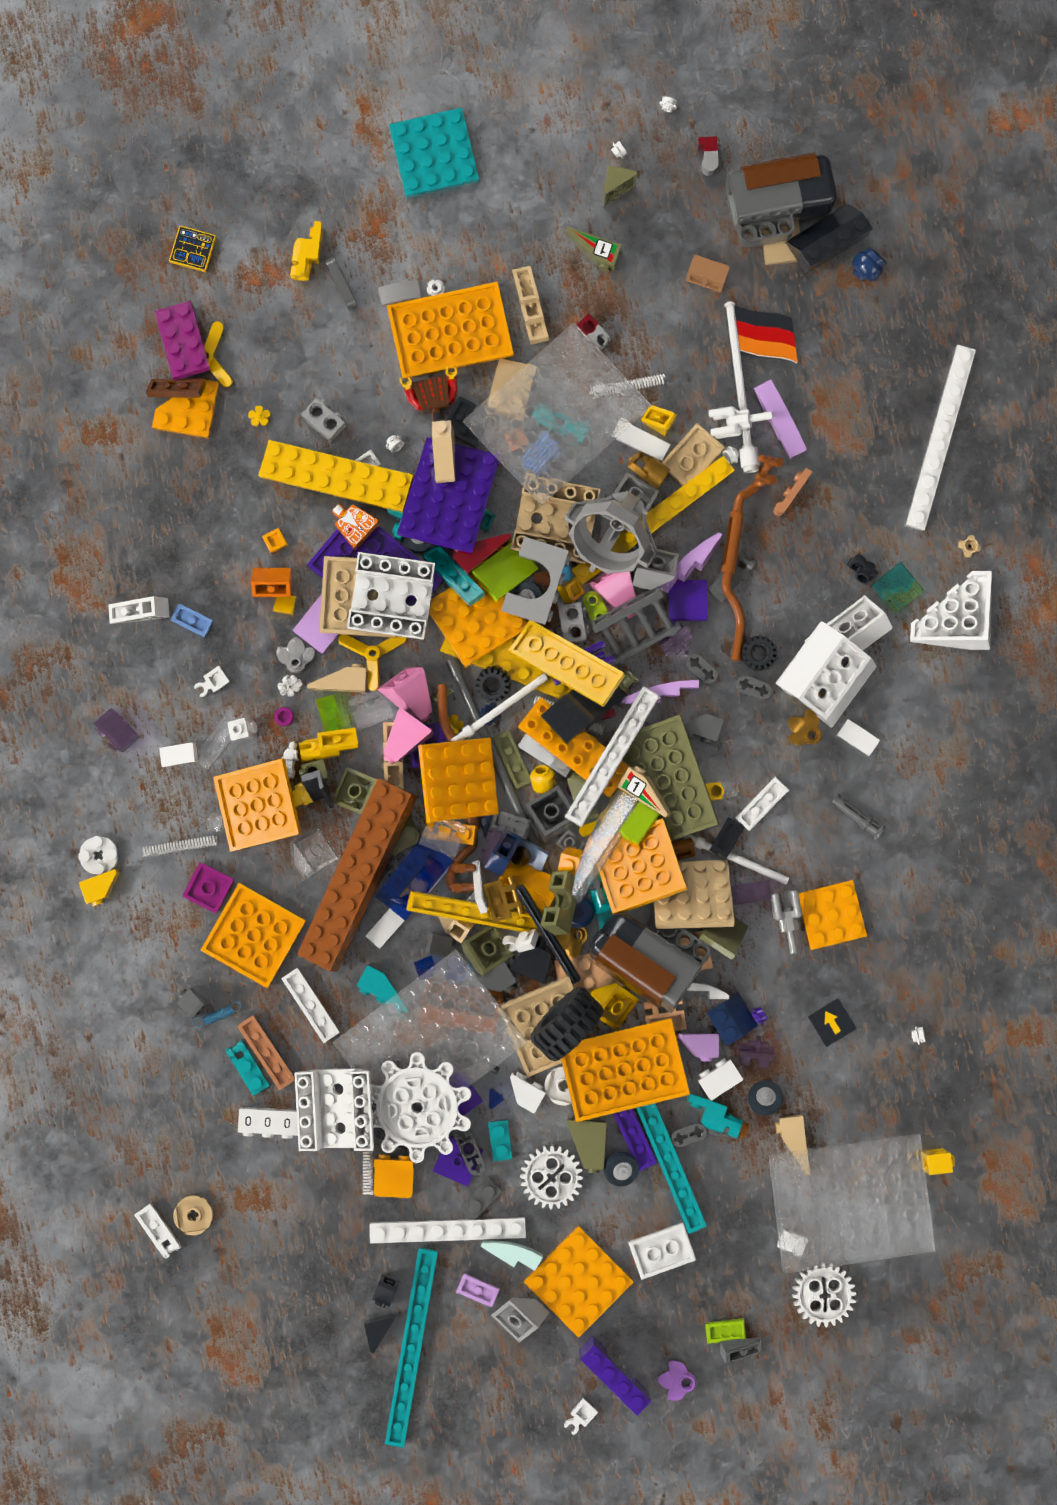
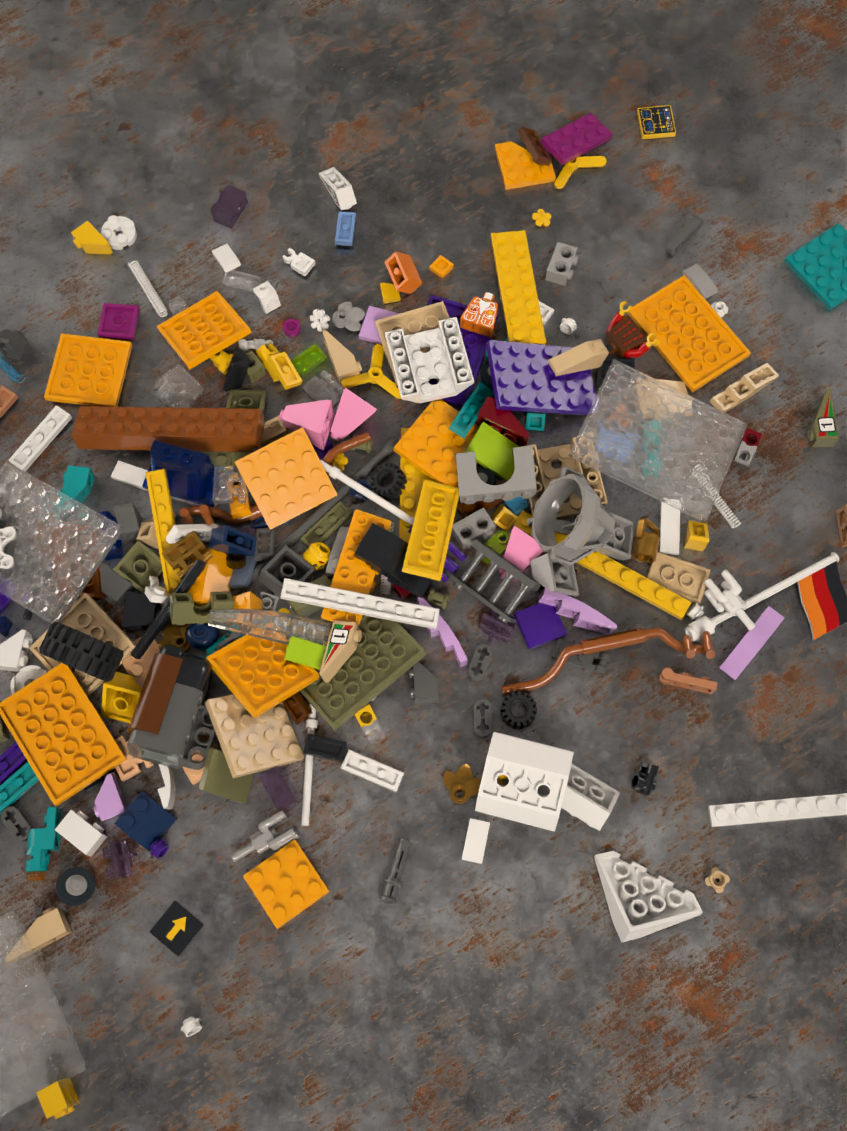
camera: 70 degrees right, 15 degrees down
(307, 252) = (698, 201): yellow plate -> none
(897, 588) = (641, 823): clear green tile -> none

